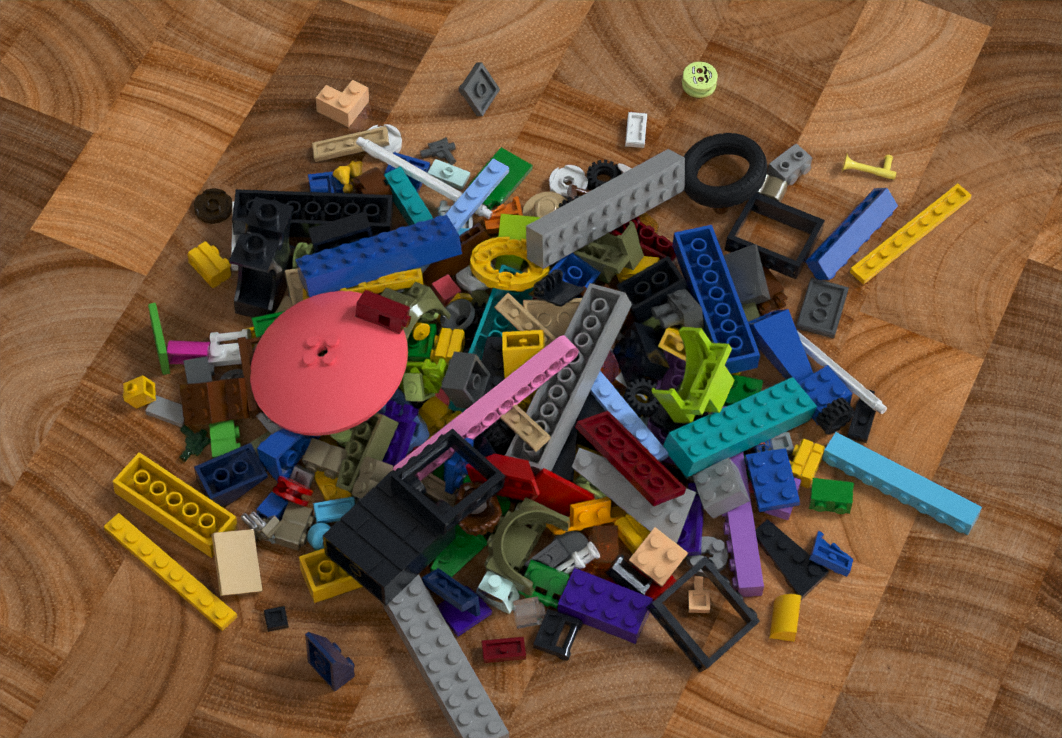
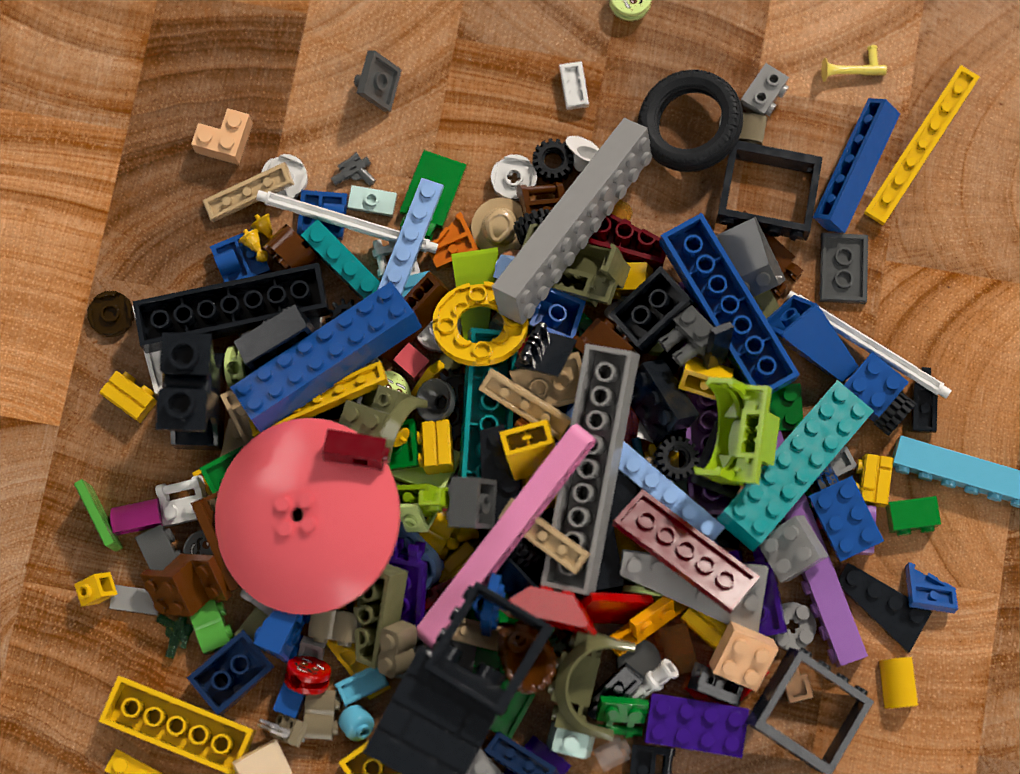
camera: 10 degrees left, 20 degrees up
(699, 312) = (718, 345): none -> black tile

